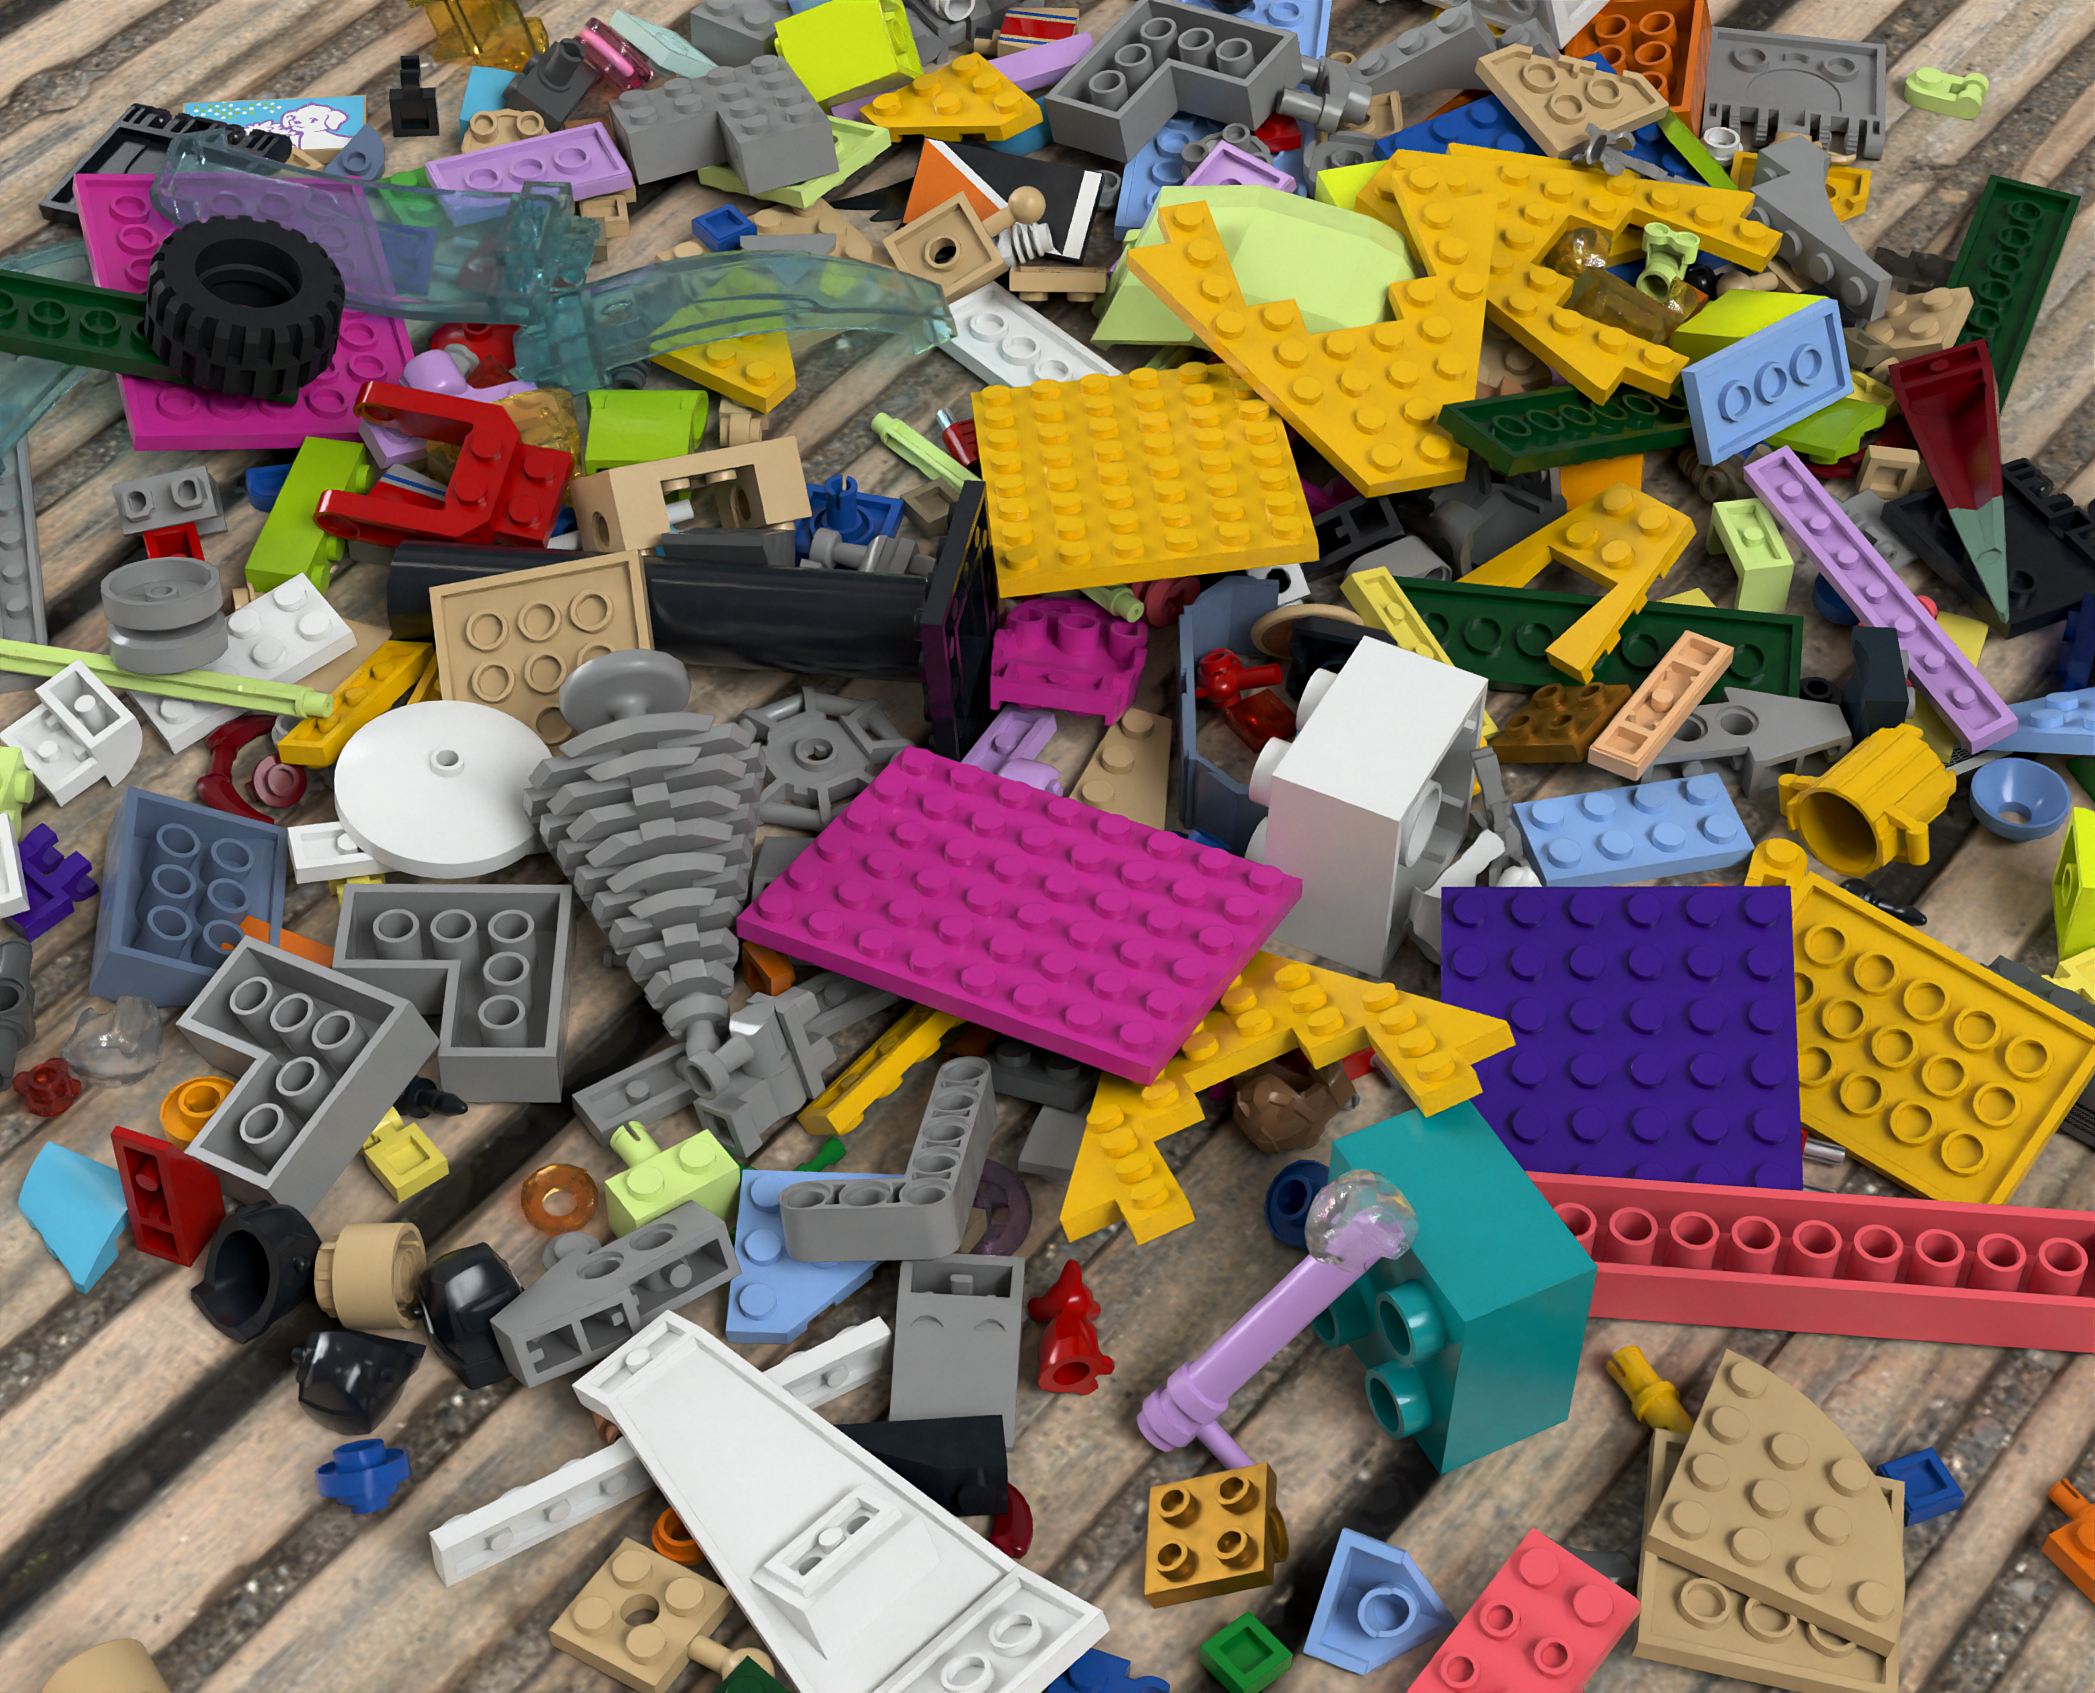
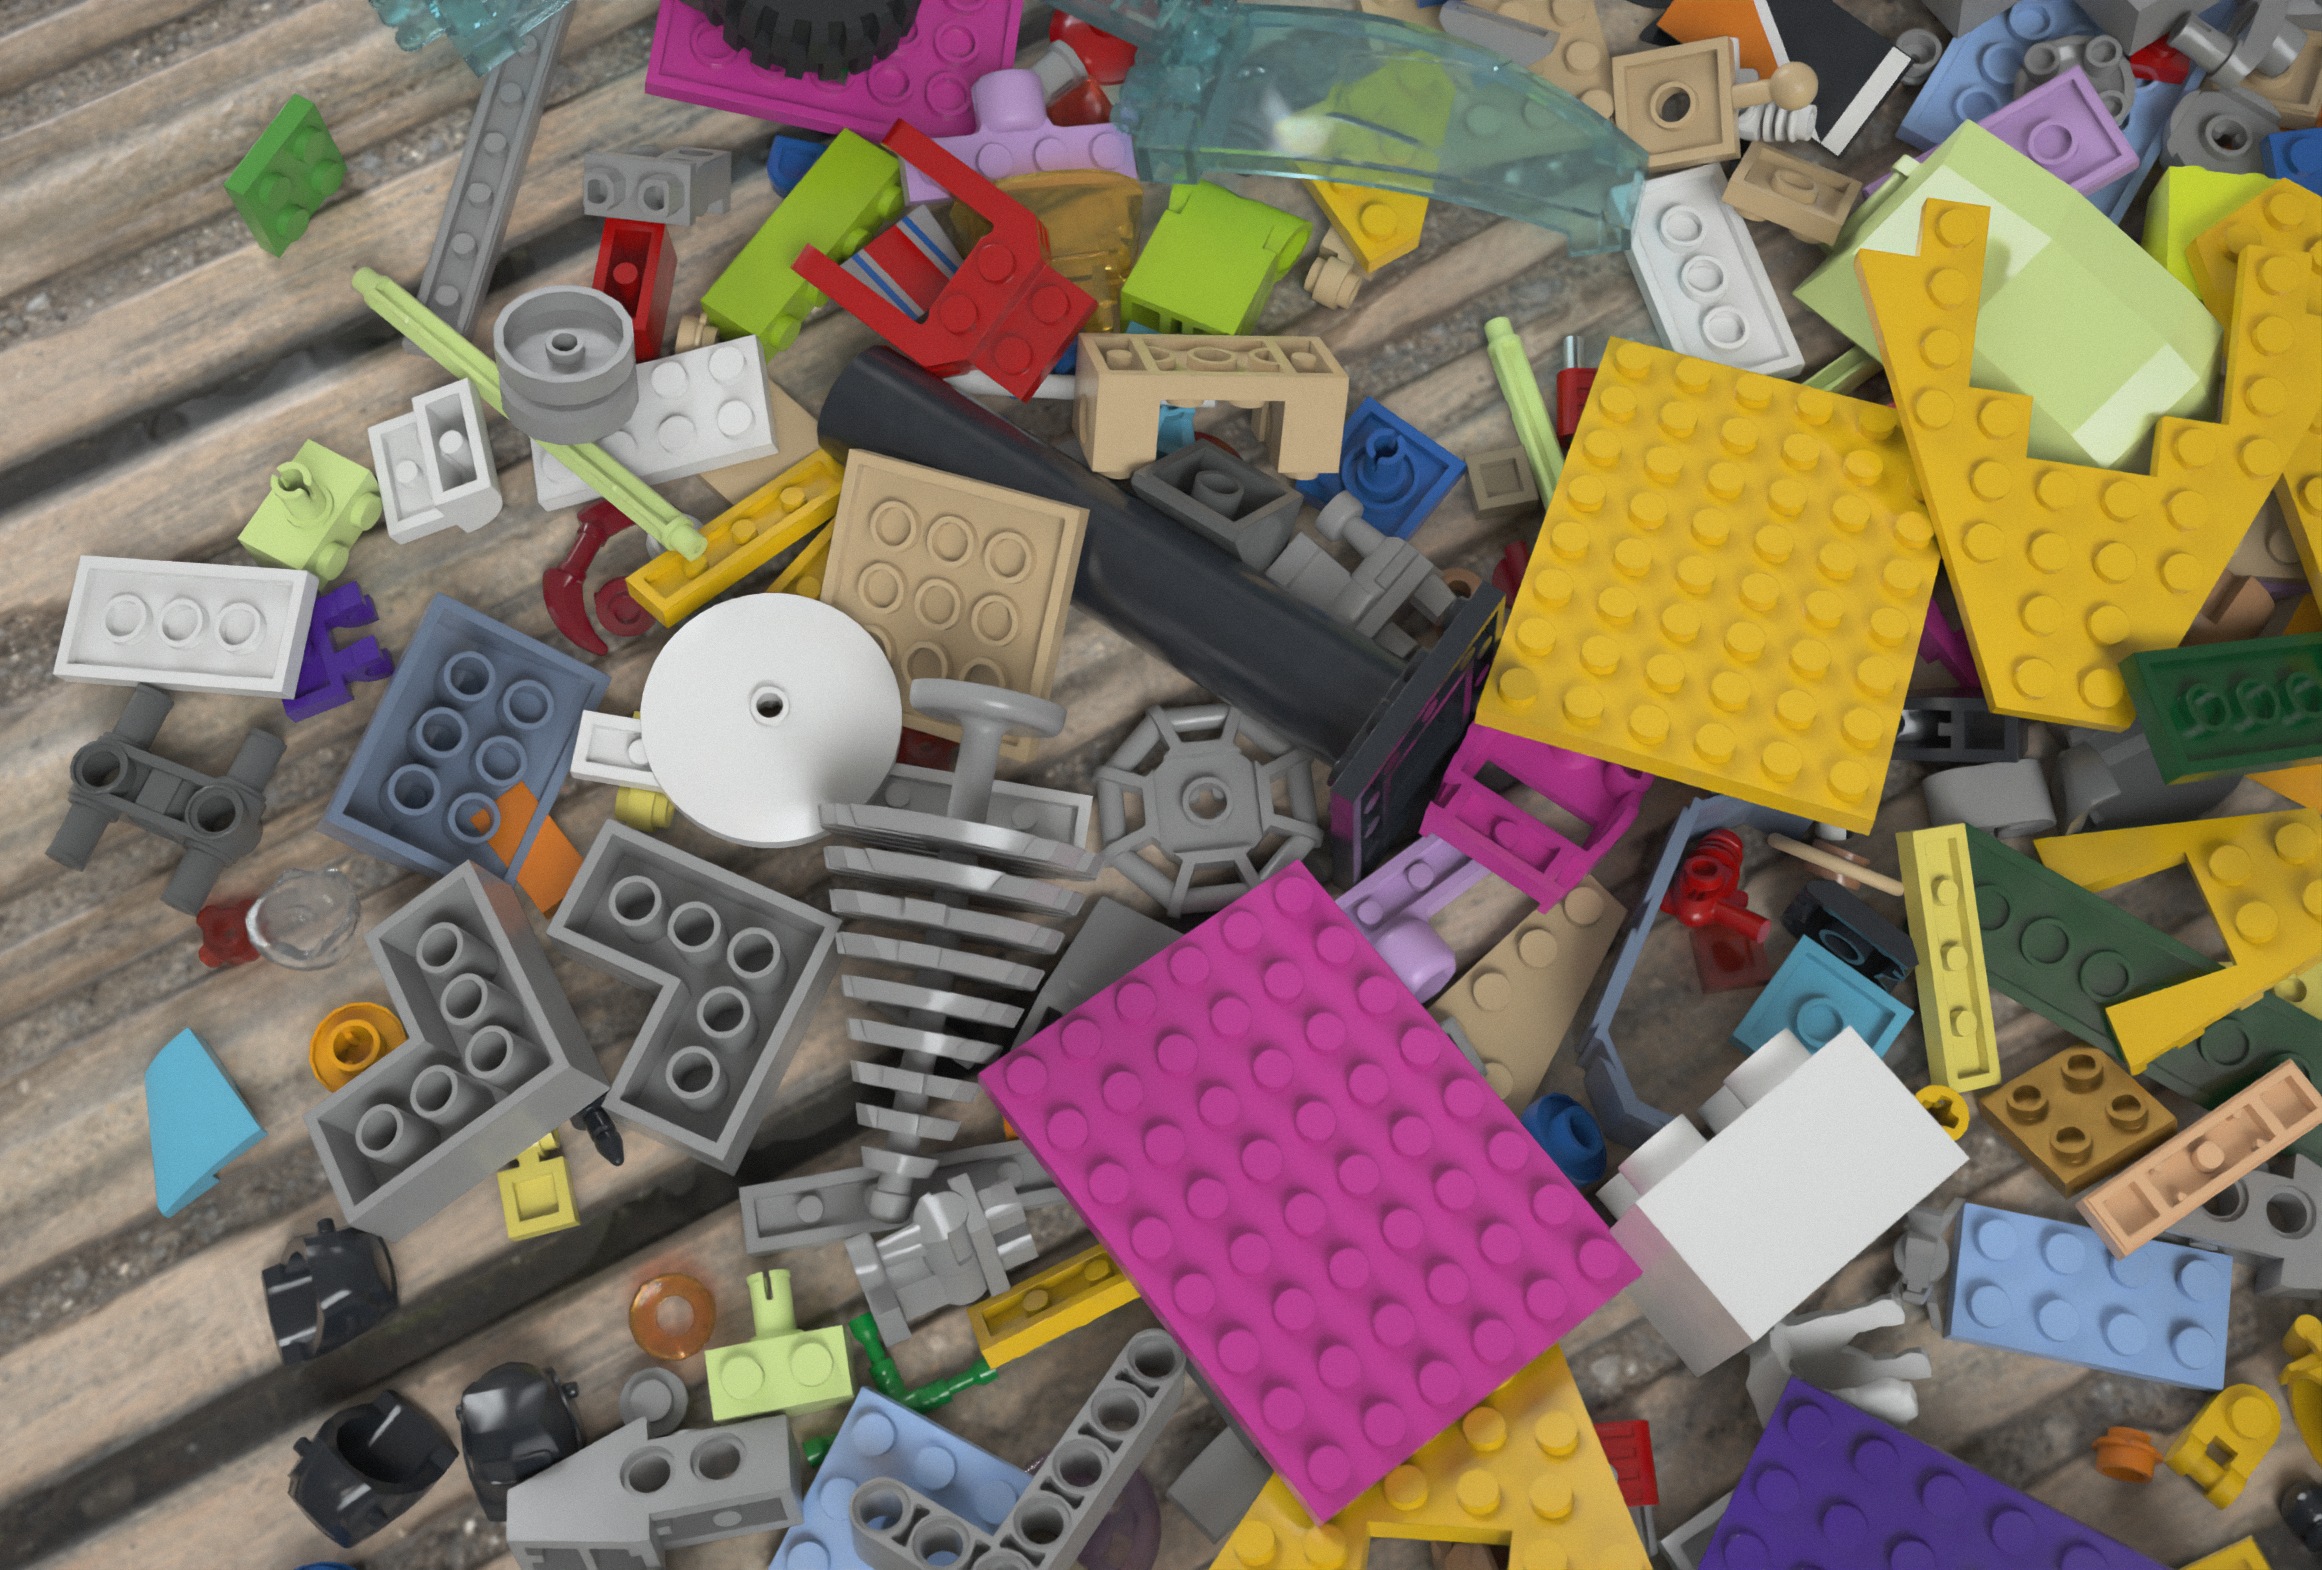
camera: 25 degrees right, 25 degrees up
(168, 1197) = (260, 1164): red slope -> none
(370, 1275) = (429, 1351): tan piece -> none

